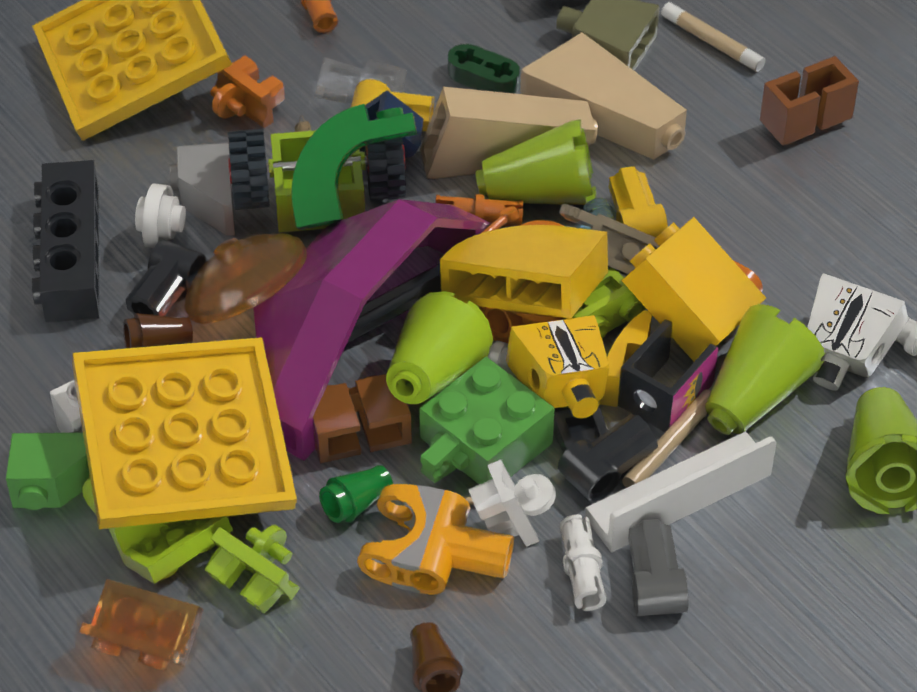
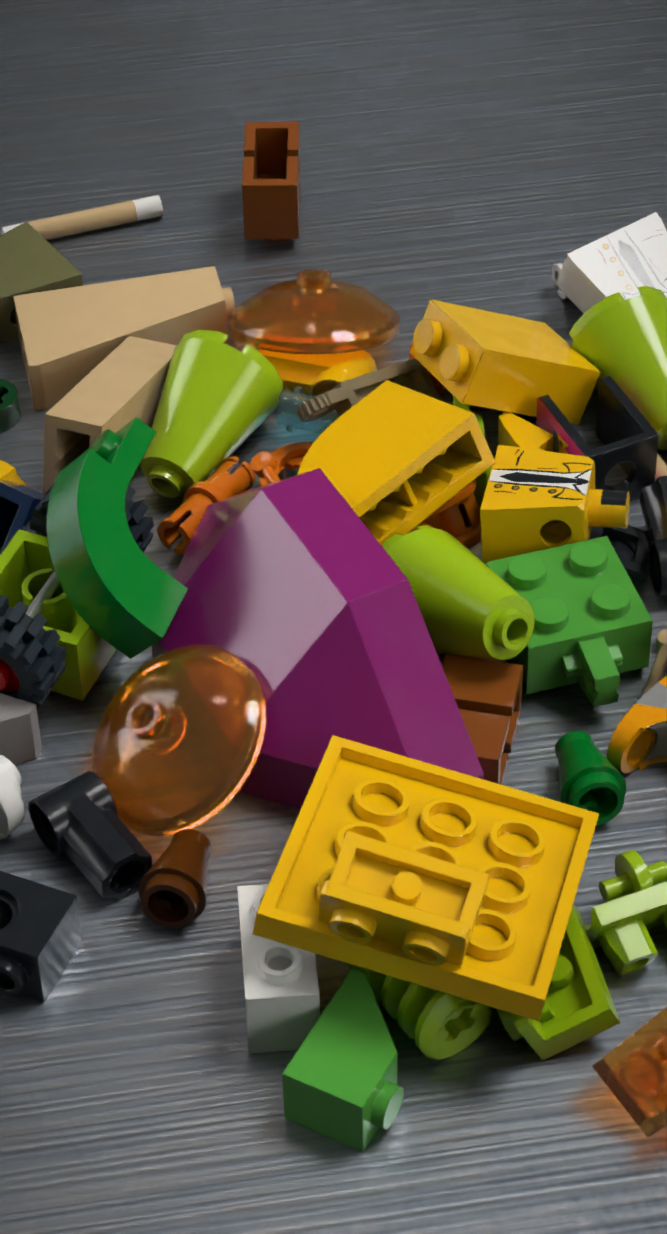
camera: 60 degrees left, 5 degrees down
(110, 411) = (402, 899): none -> yellow bracket
(680, 183) = (314, 317): none -> clear orange dish

